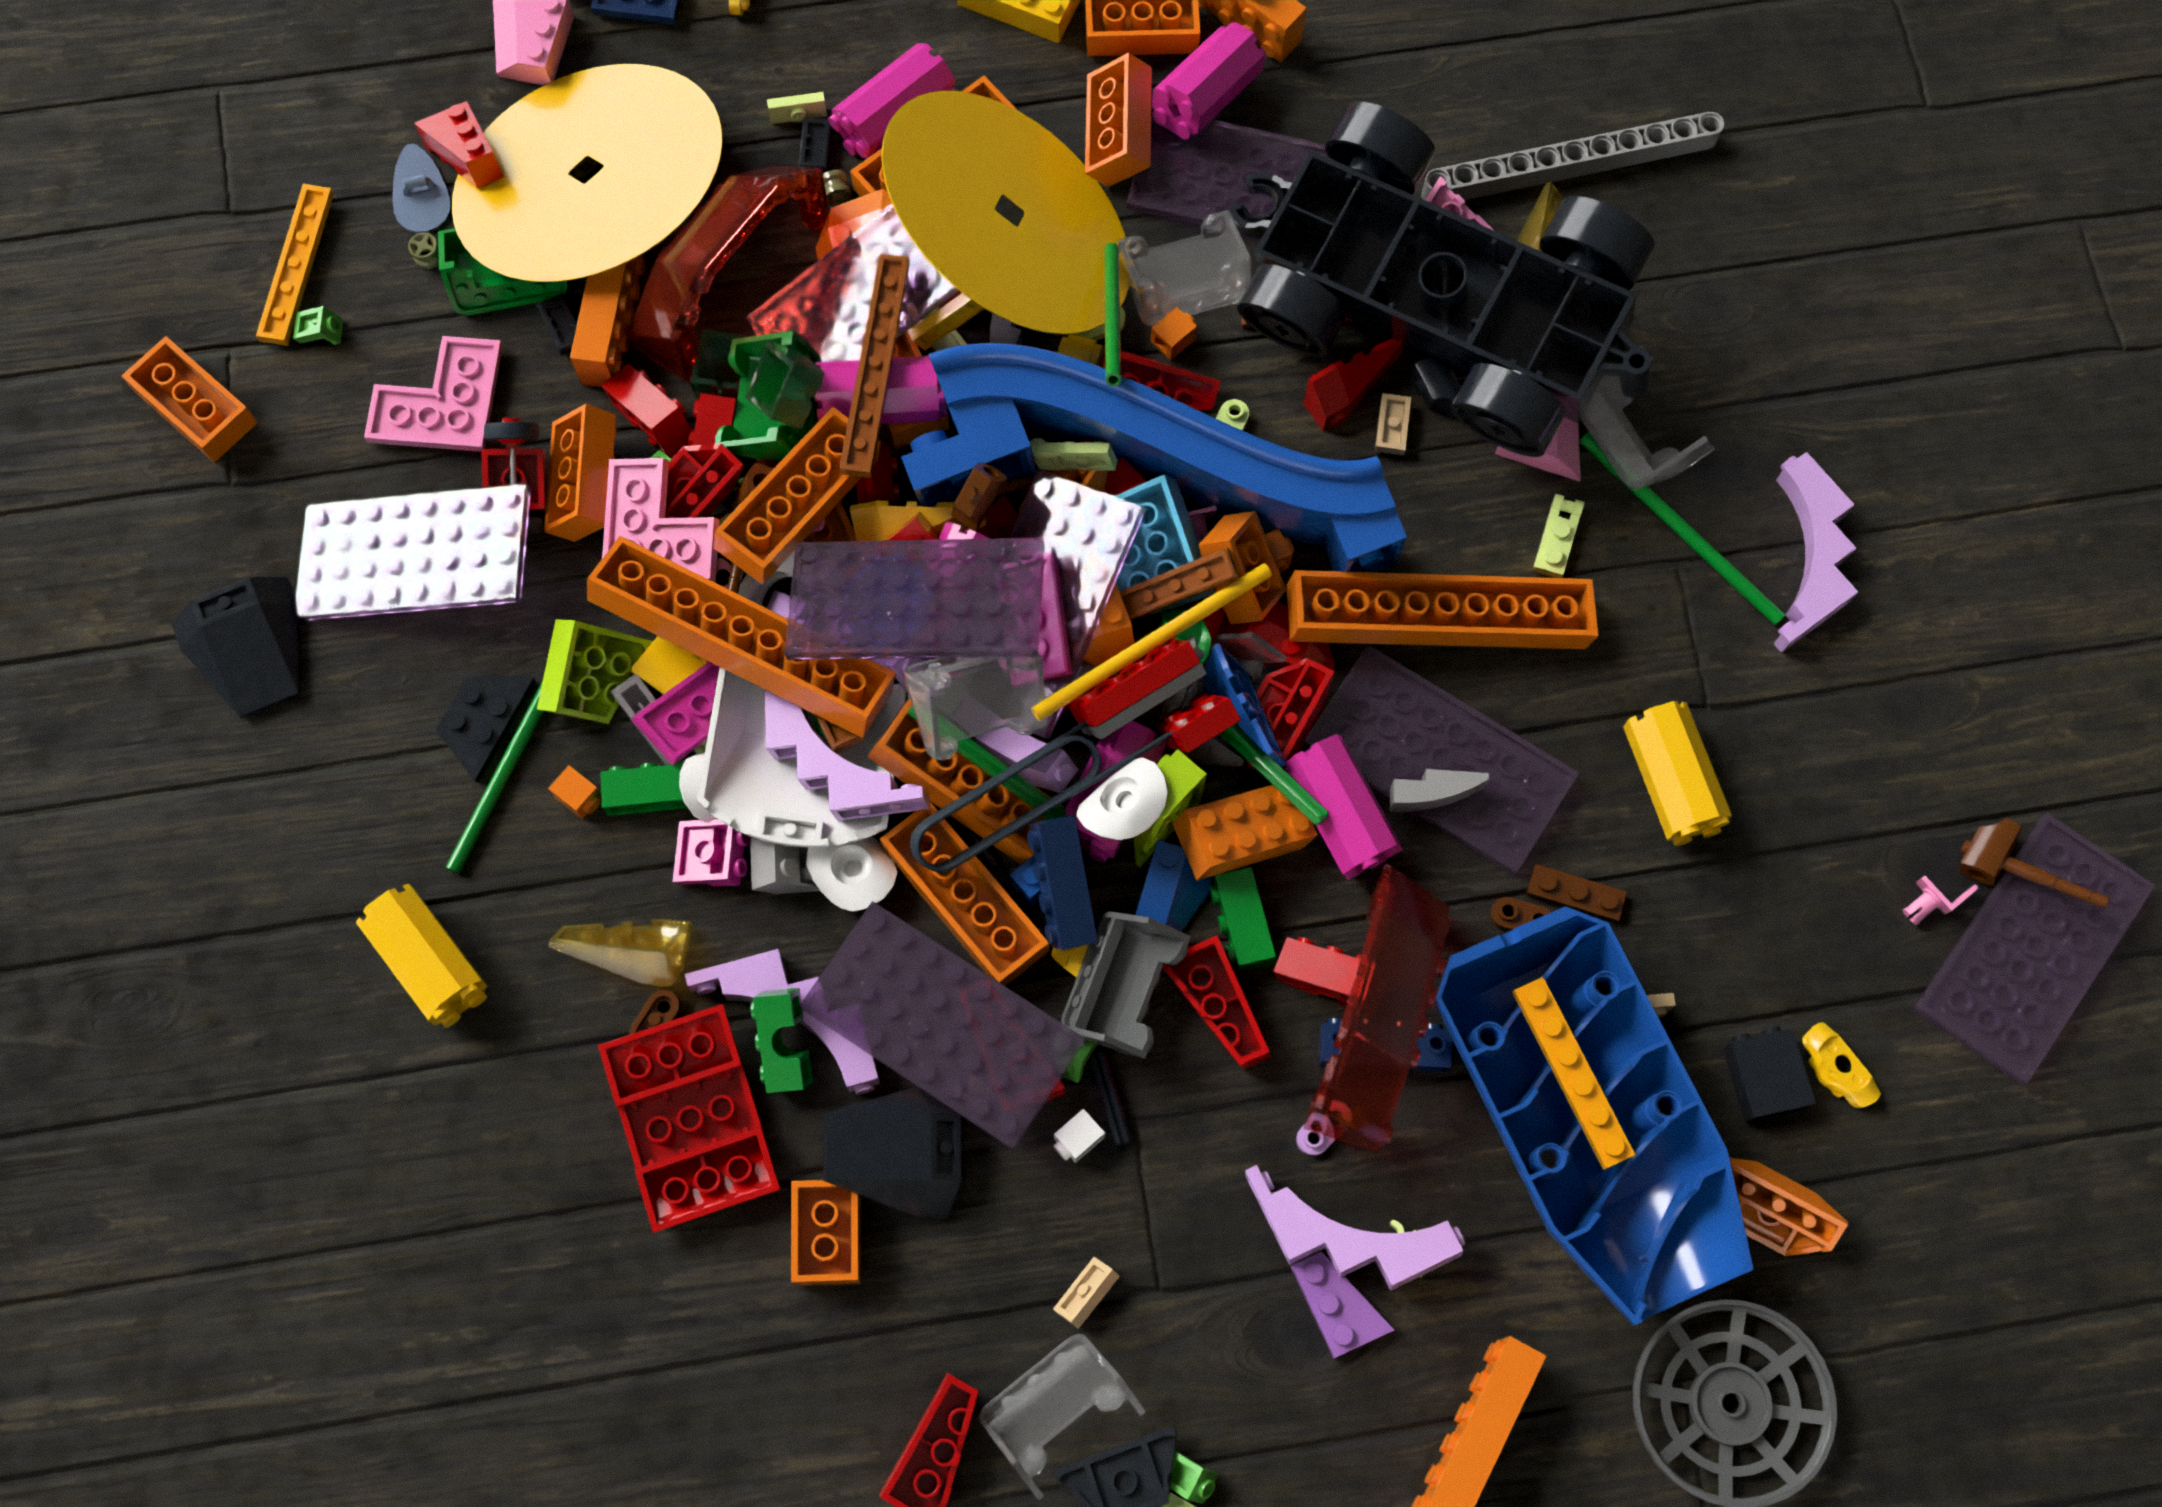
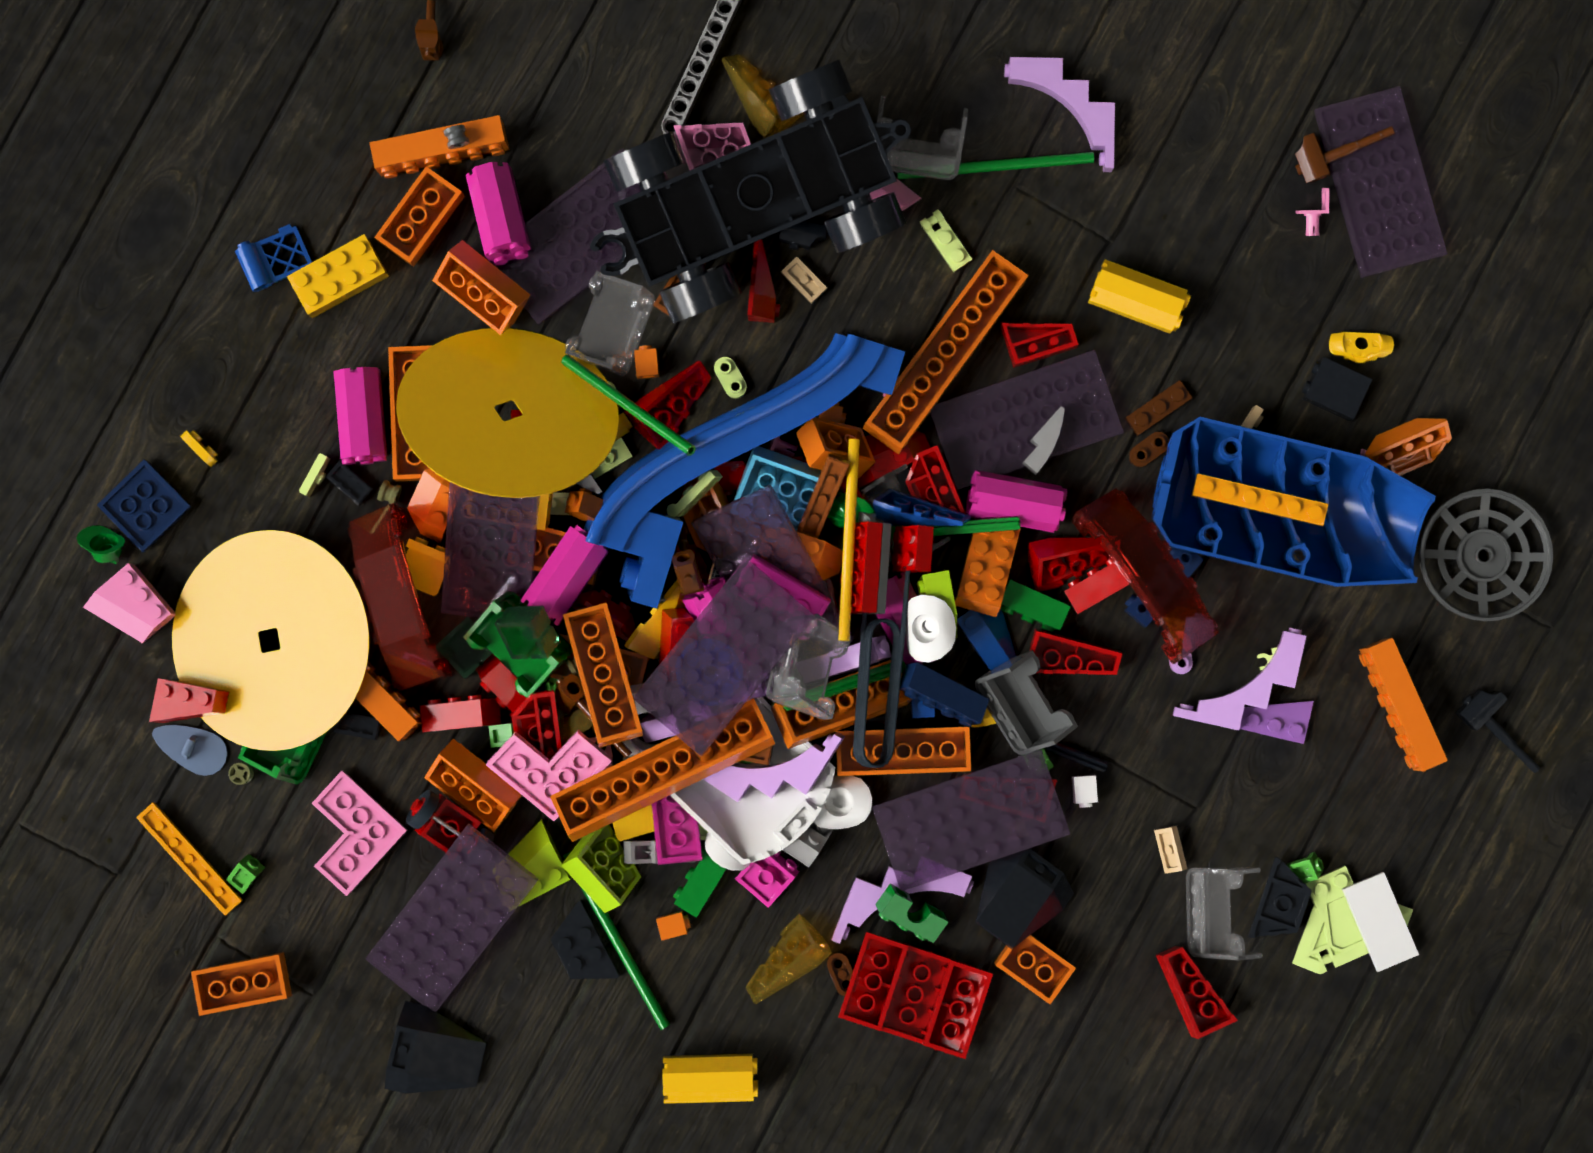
camera: 50 degrees left, 15 degrees up
(543, 600) = (542, 859): none -> lime wedge
(780, 266) = (426, 565): none -> yellow bracket
(874, 366) = (556, 570): dark orange plate -> none
(1318, 910) = (1062, 558): none -> red wedge
(1536, 704) = (1037, 341): none -> red wedge

